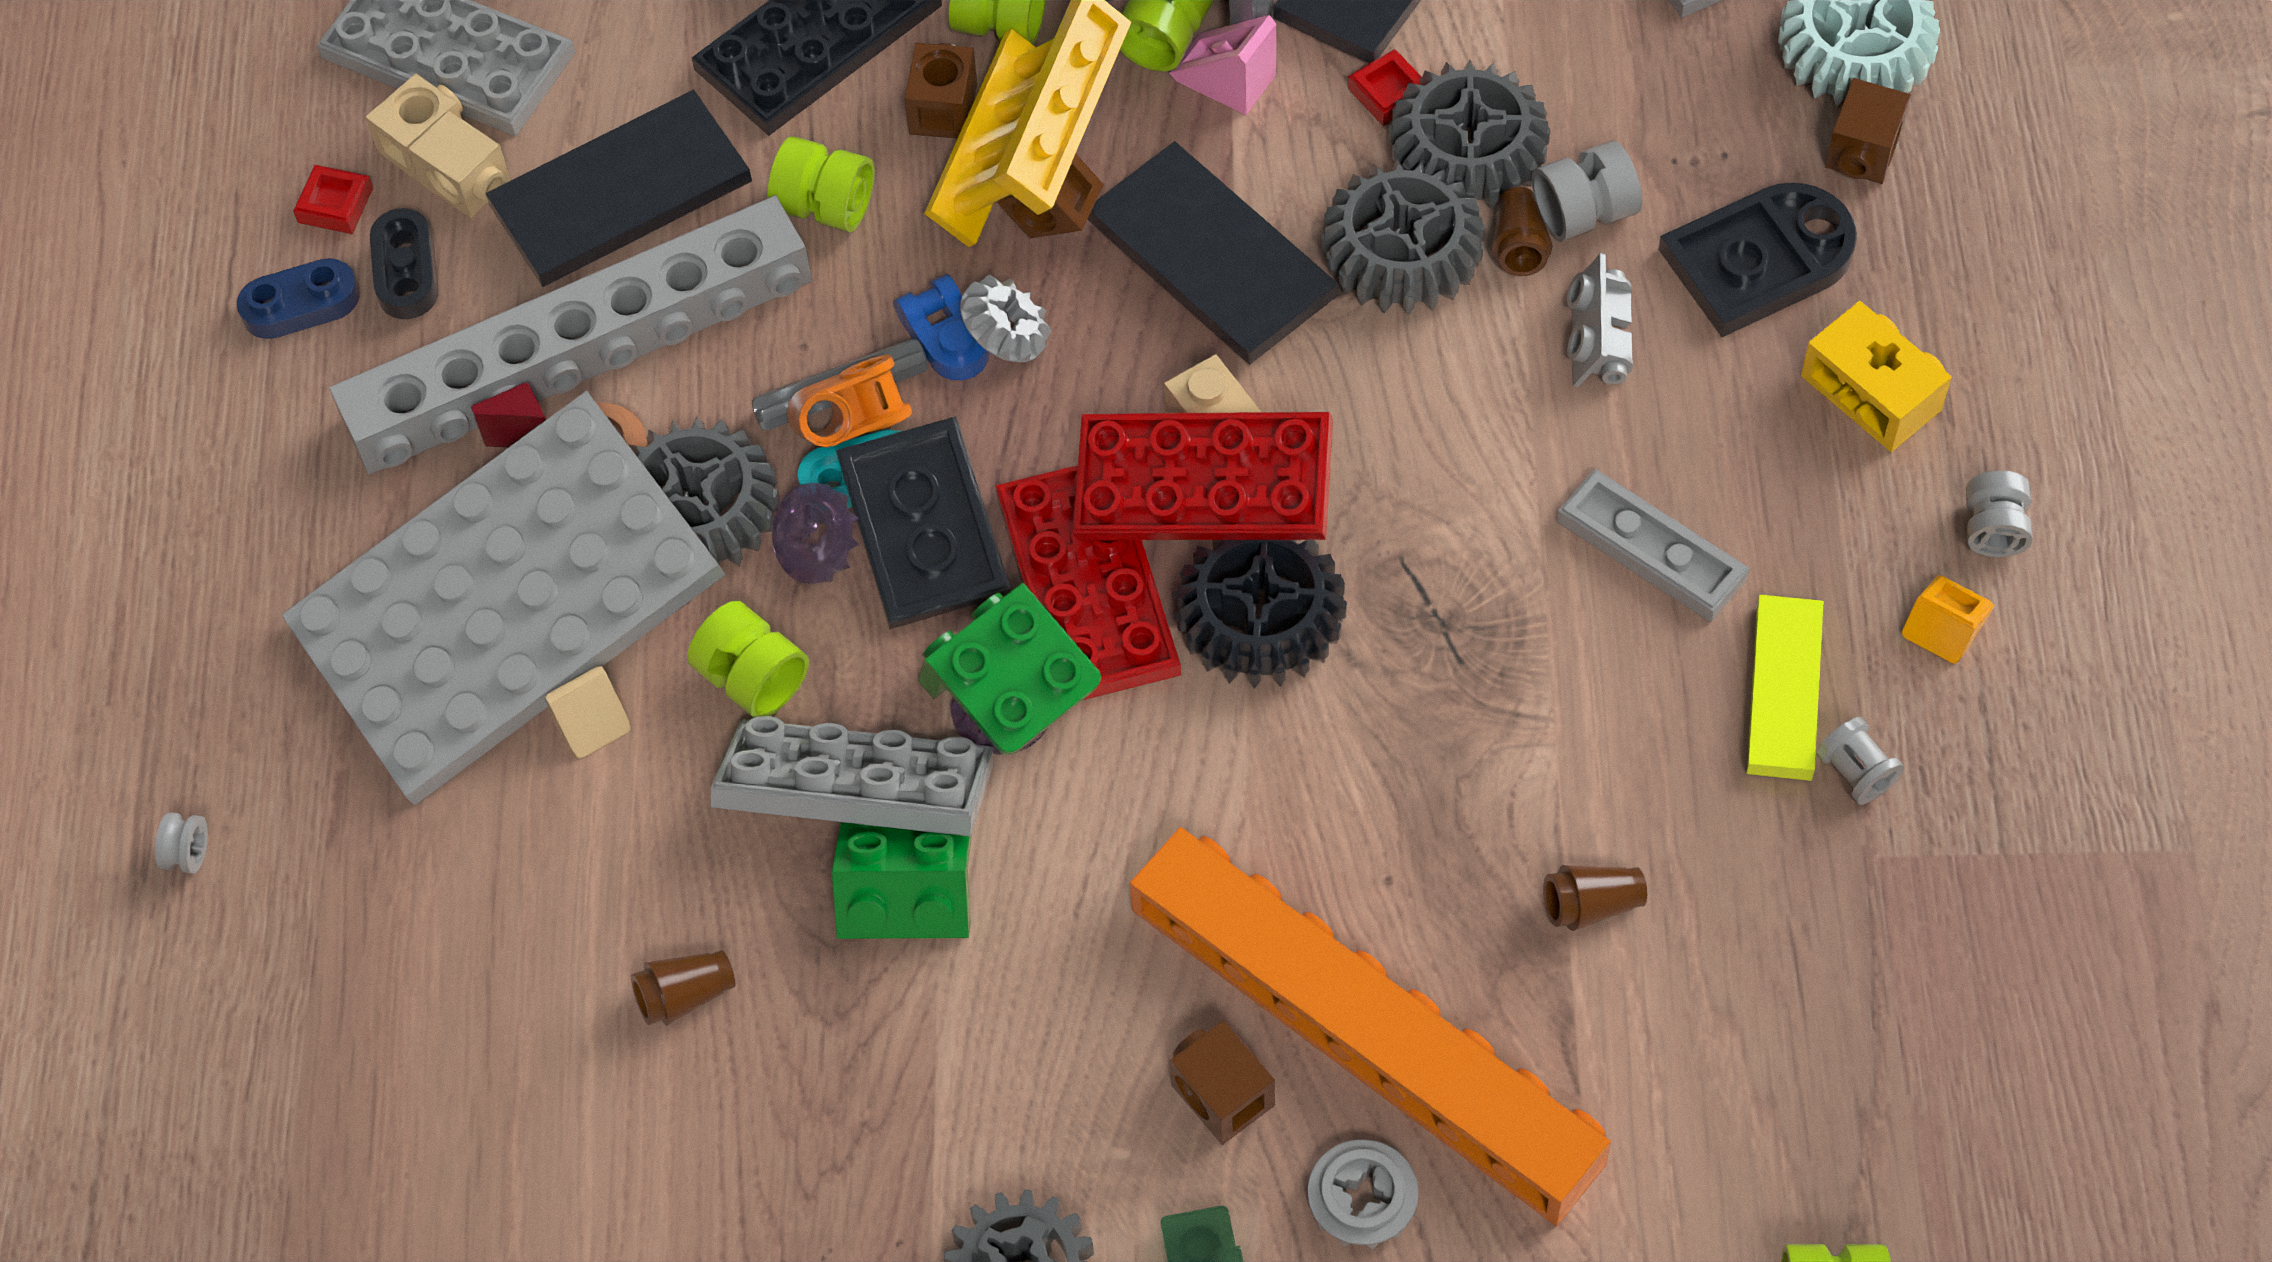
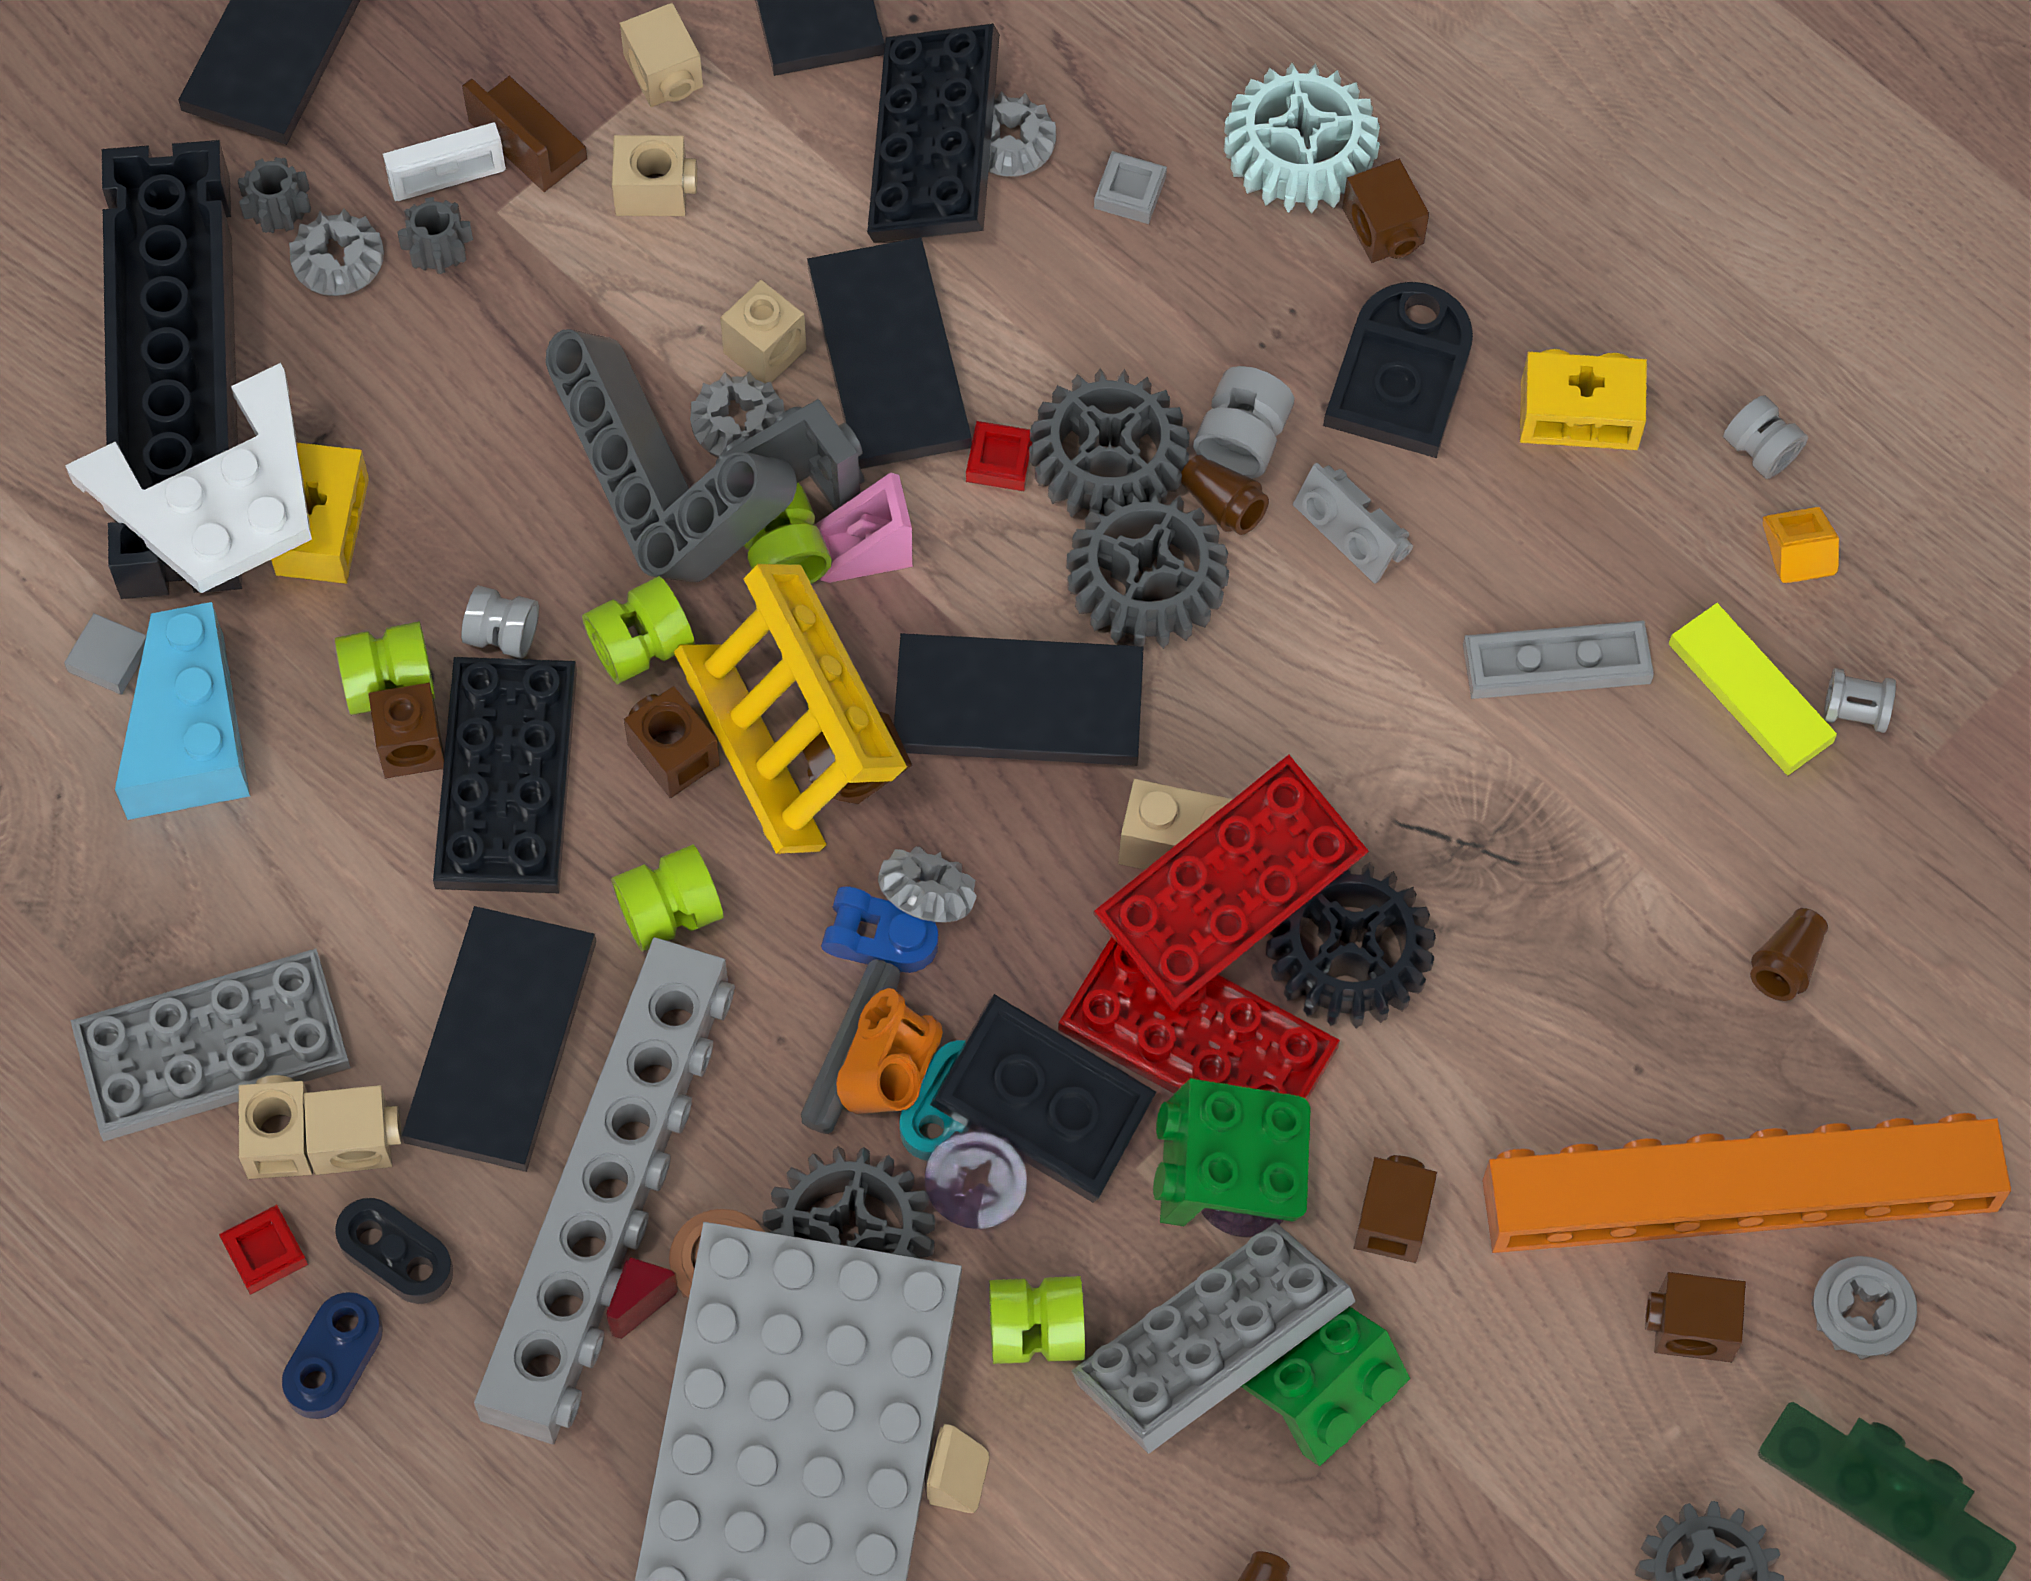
camera: 50 degrees left, 5 degrees up
(1085, 809) = (1395, 1208): none -> reddish brown brick

